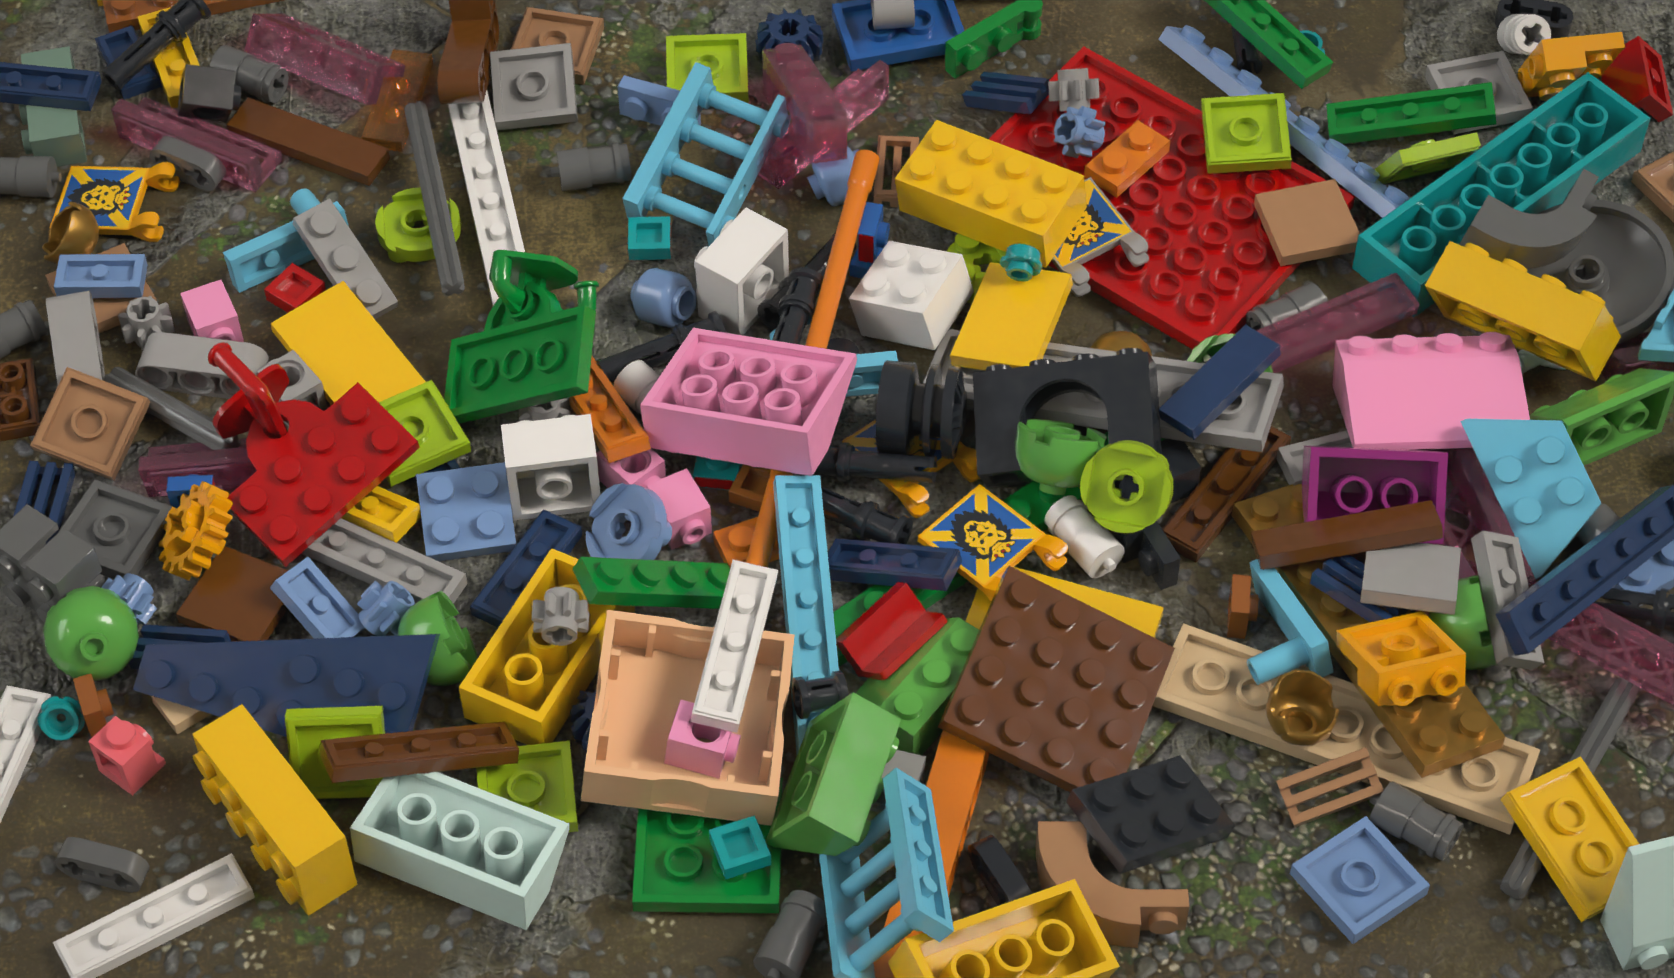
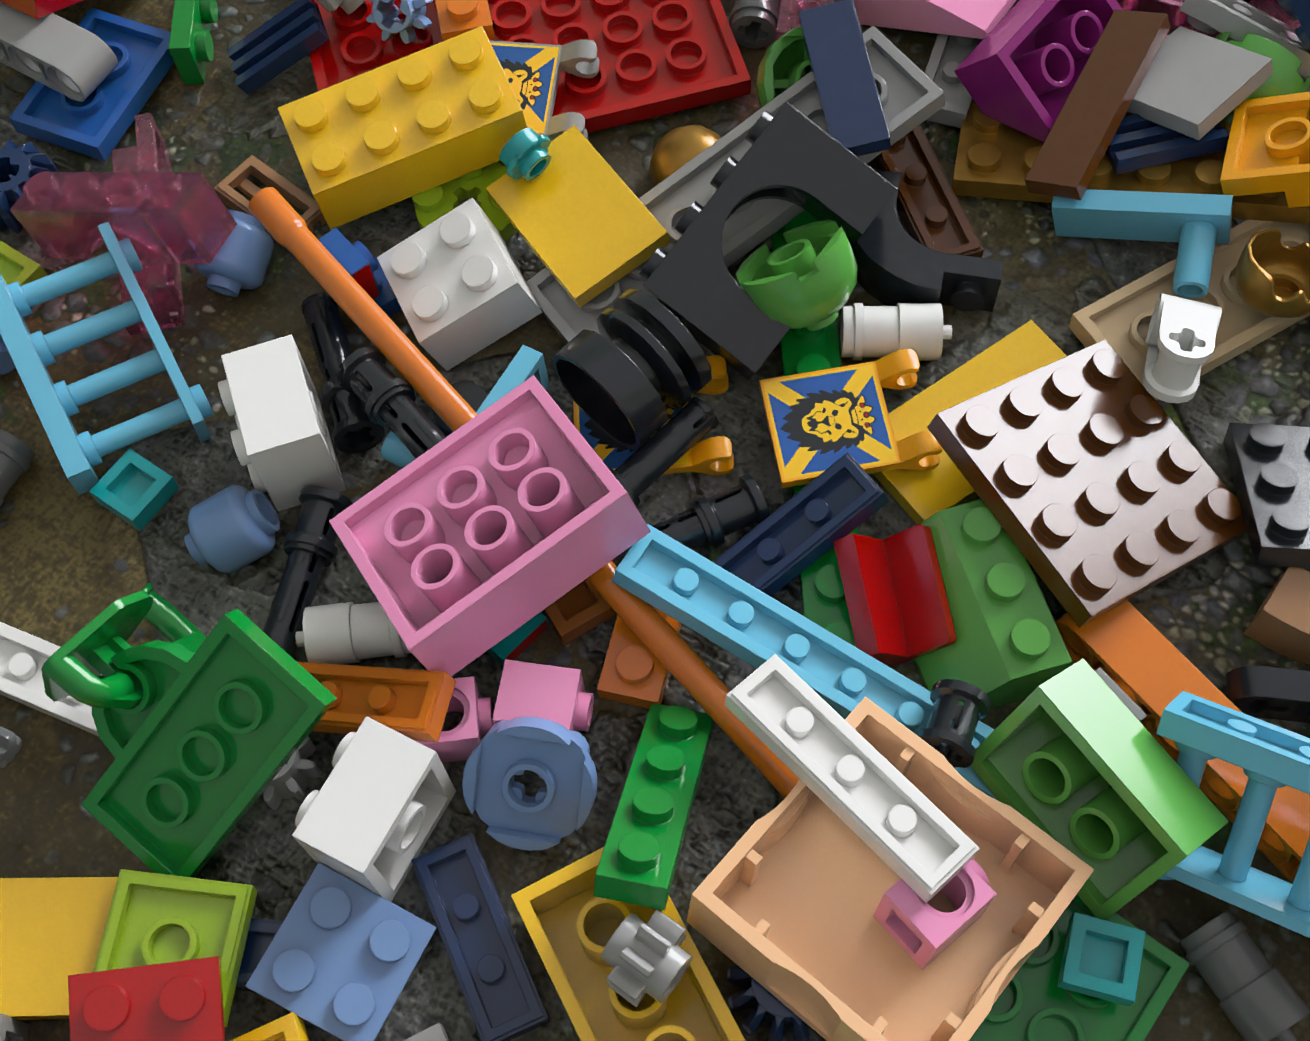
camera: 50 degrees left, 10 degrees up
(1104, 500) = (877, 237): lime plate -> none
(1195, 682) = (1178, 344): none -> white piece
(1241, 606) = (1082, 254): dark orange plate -> none

